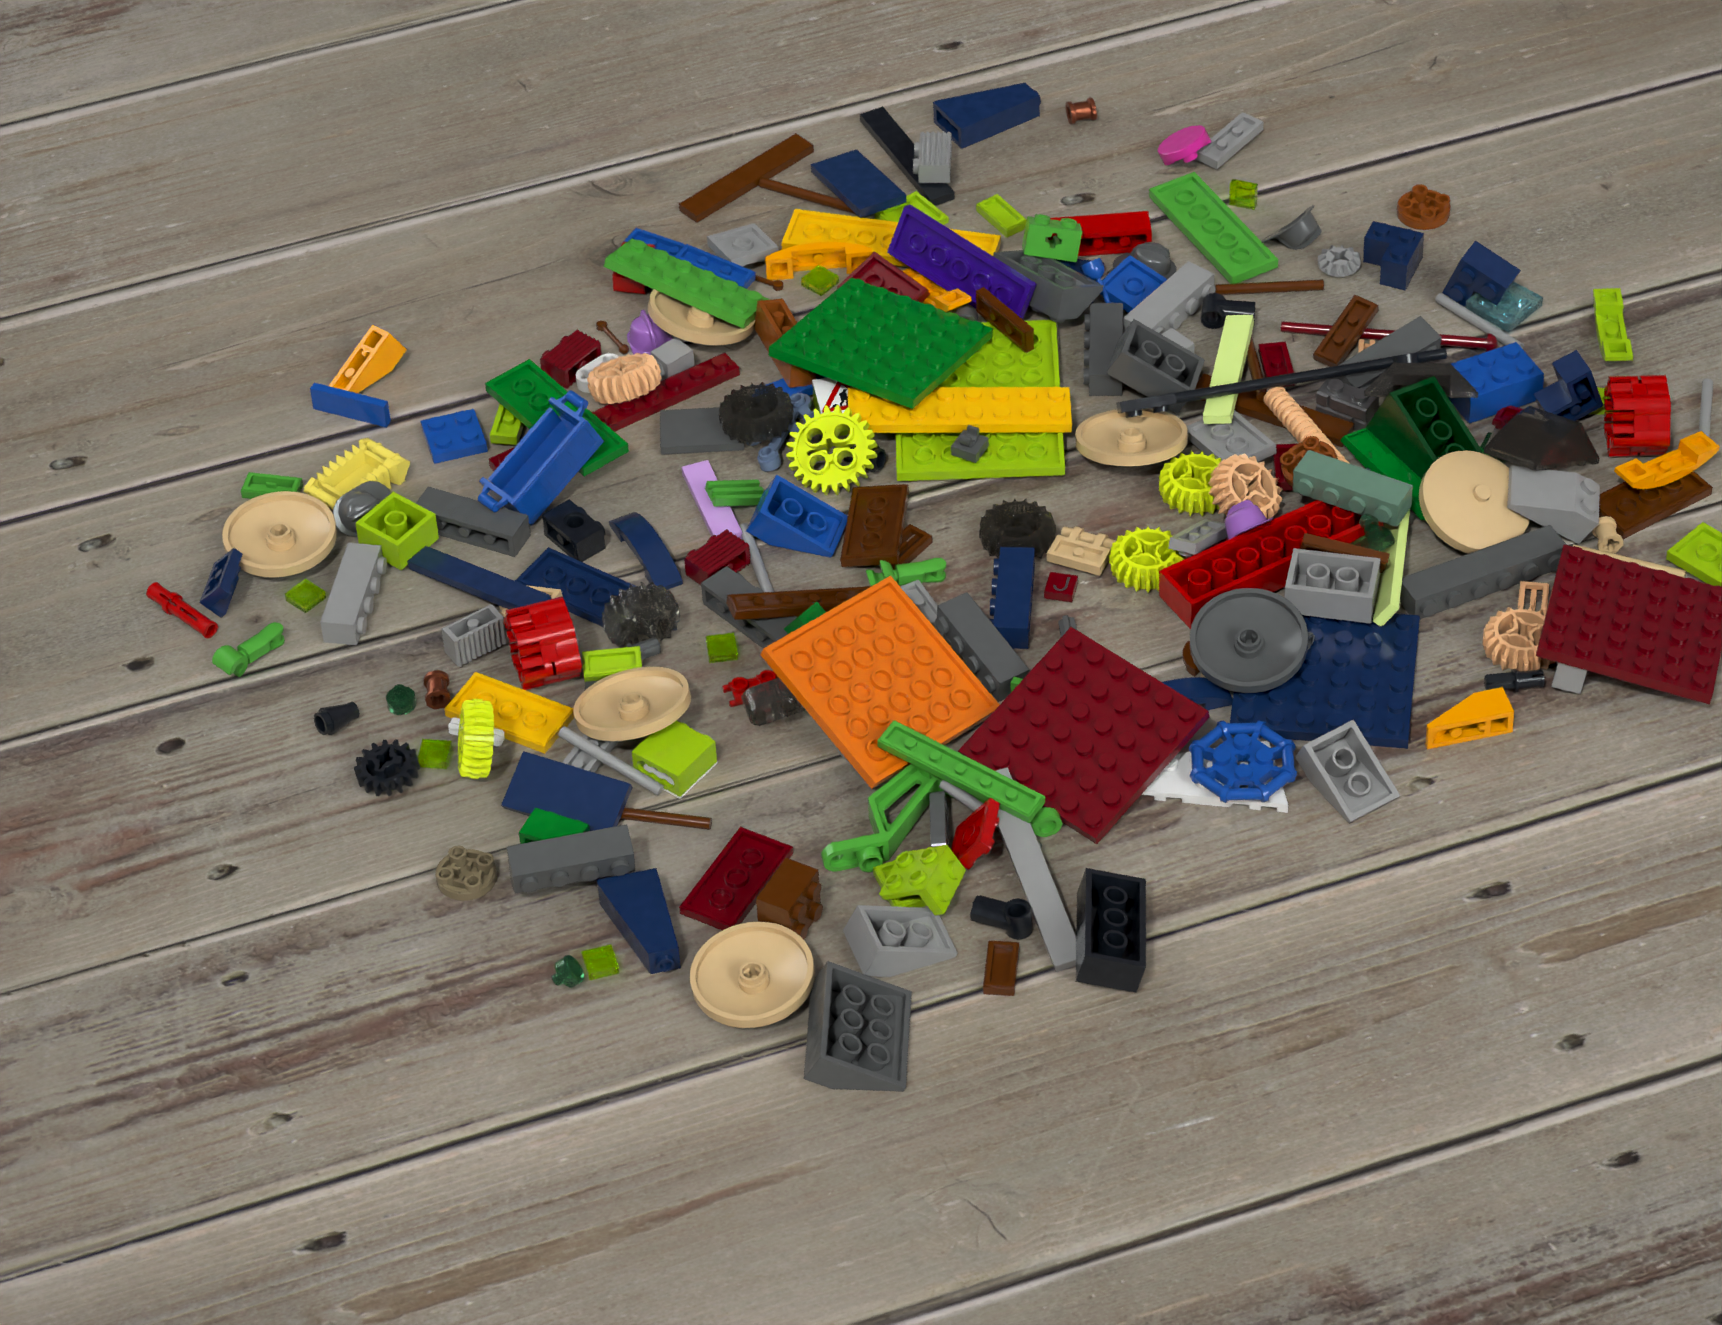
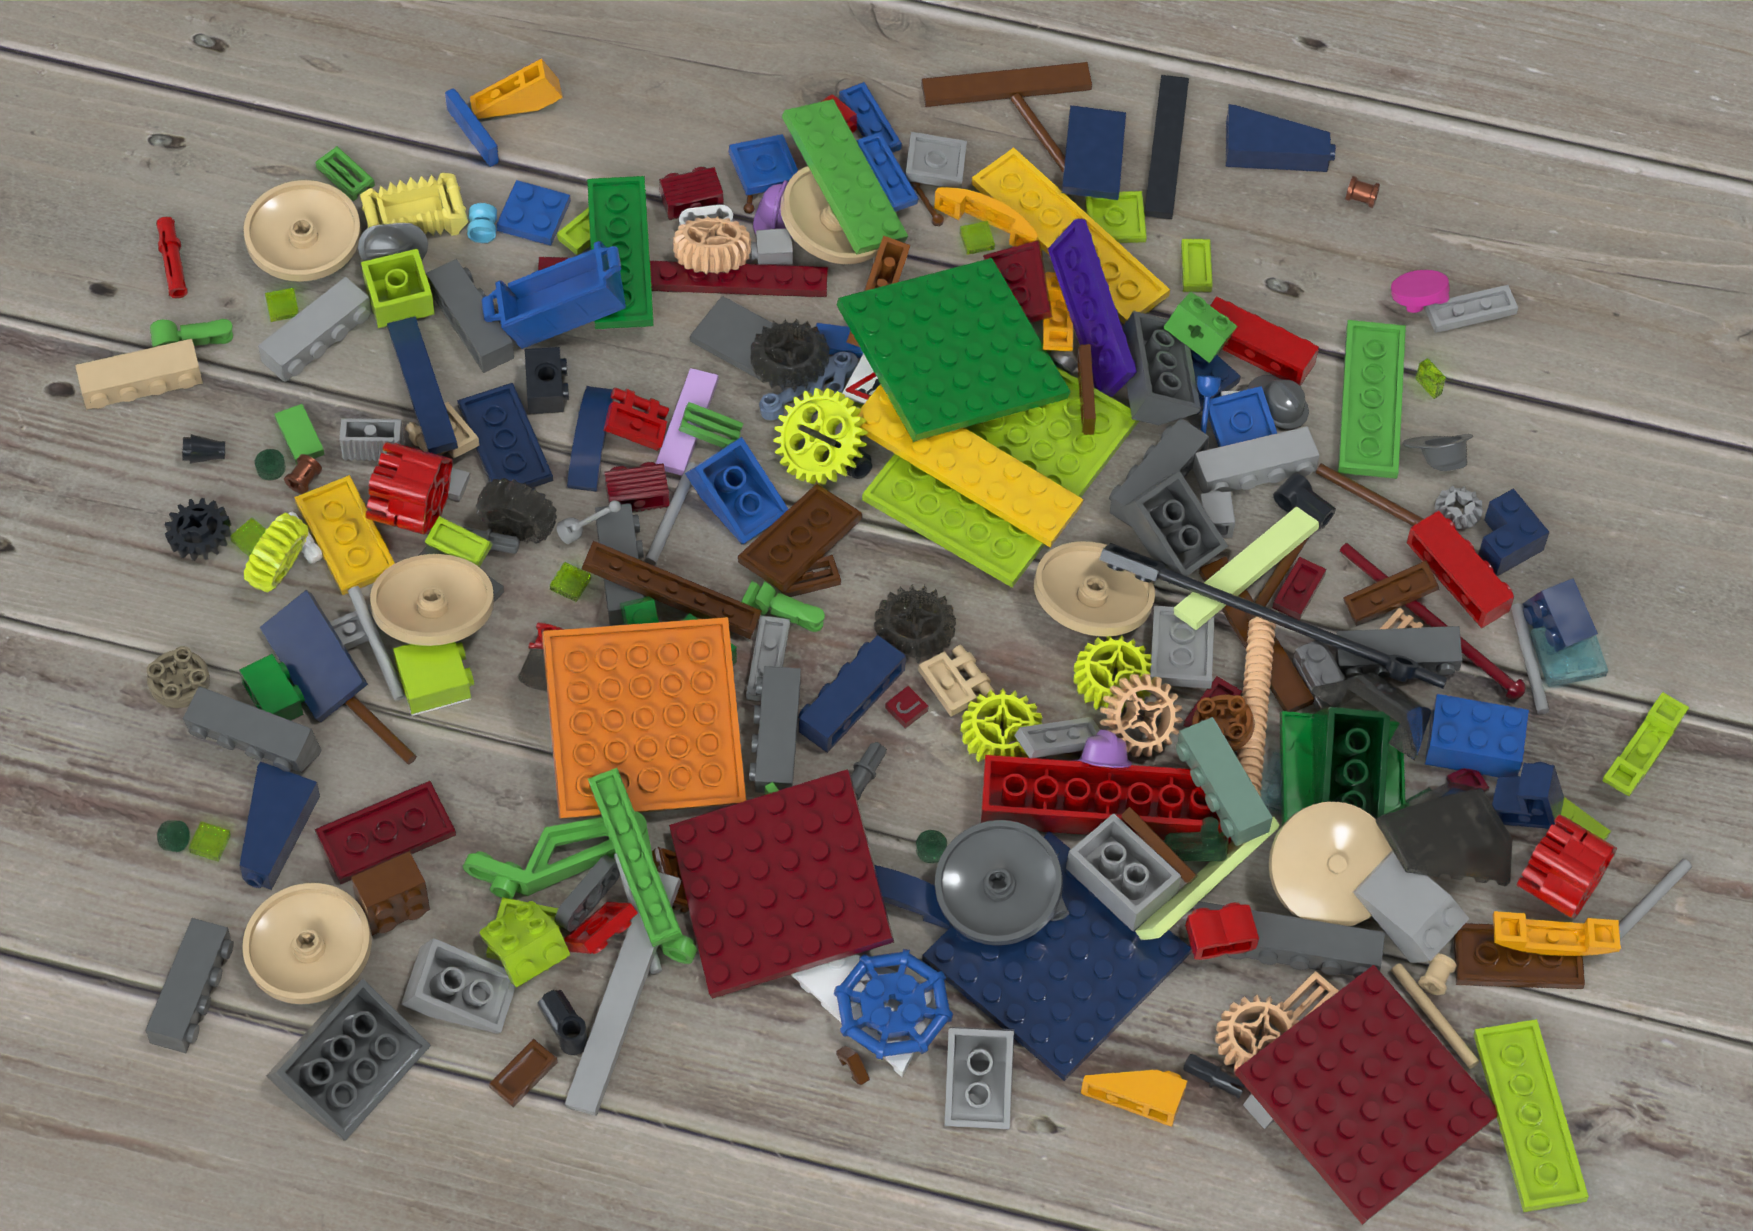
camera: 30 degrees right, 15 degrees up
(222, 583) = (218, 253): dark blue bracket -> none
(233, 696) = (138, 374): none -> tan brick
(403, 668) = (299, 432): none -> bright green tile
(421, 459) = (481, 225): none -> medium azure wheel
(609, 313) = (762, 163): none -> blue plate
(674, 516) = (634, 424): none -> red plate
(681, 1058) = (189, 986): none -> dark grey brick
(691, 609) = (572, 529): none -> light grey hinge
(933, 157) = (1178, 167): light grey brick -> none
(970, 444) = (945, 507): dark grey tile -> none
(1111, 930) = (631, 1103): black brick -> none
(1166, 660) = (930, 846): none -> clear green tile
(1246, 818) = (852, 1059): none -> reddish brown tile
(1395, 295) = (1460, 569): none -> red brick
(1423, 208) = (1589, 496): dark orange tile -> none
(1439, 581) = (1221, 931): none -> red brick

